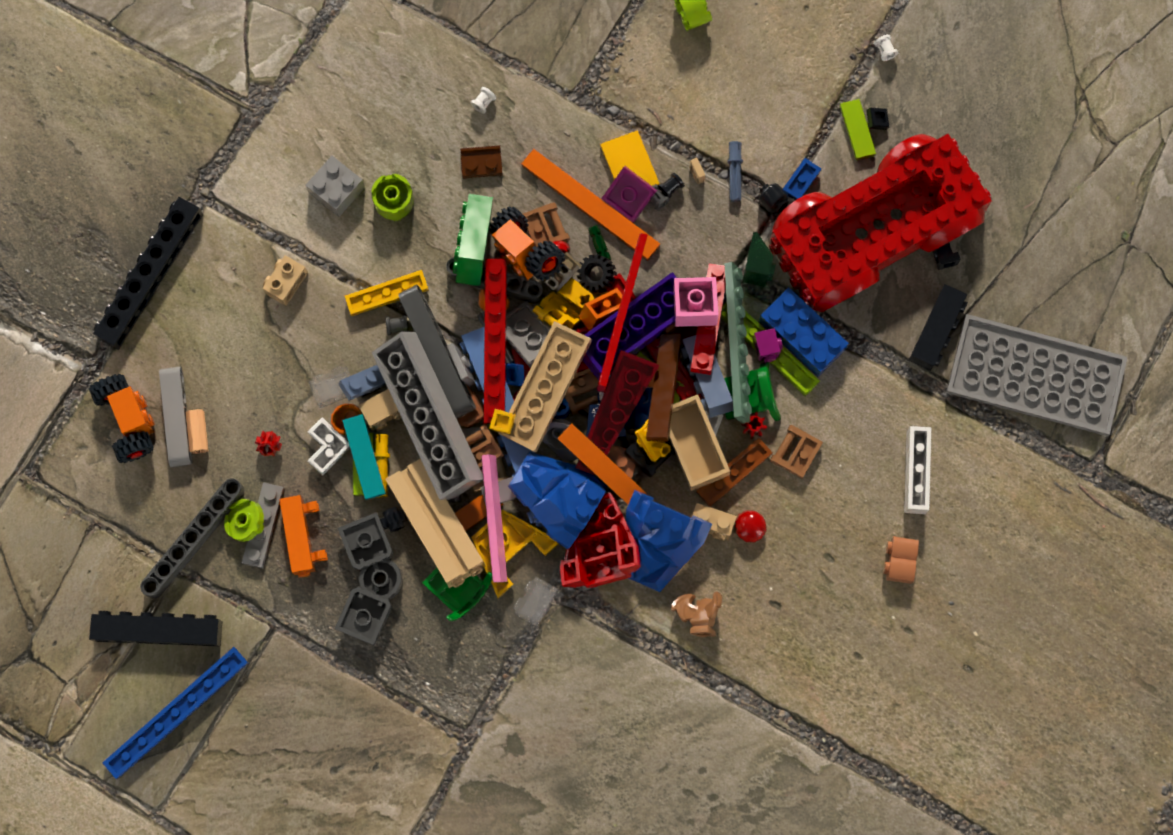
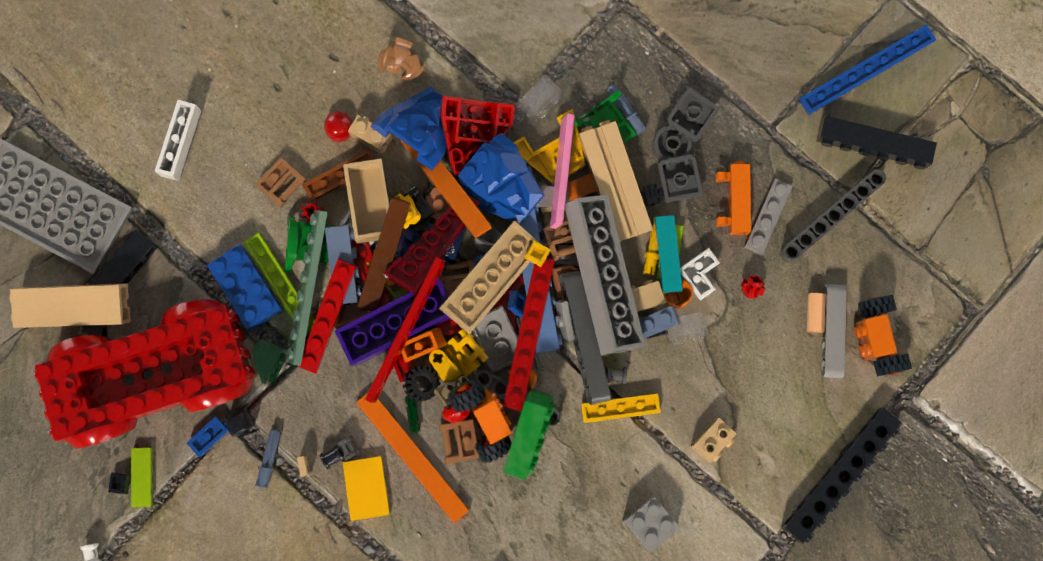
camera: 170 degrees left, 5 degrees up
(253, 524) = (775, 220): lime plate -> none
(396, 207) = (609, 500): lime brick -> none
(437, 610) = (629, 113): none -> sand blue axle
(481, 162) = (506, 521): reddish brown plate -> none
(629, 194) = (373, 455): magenta tile -> none
(695, 301) = (335, 326): bright pink brick -> none
(767, 345) = (280, 280): magenta brick -> none
(901, 560) = (214, 68): nougat brick -> none
(977, 273) = (70, 305): none -> tan brick

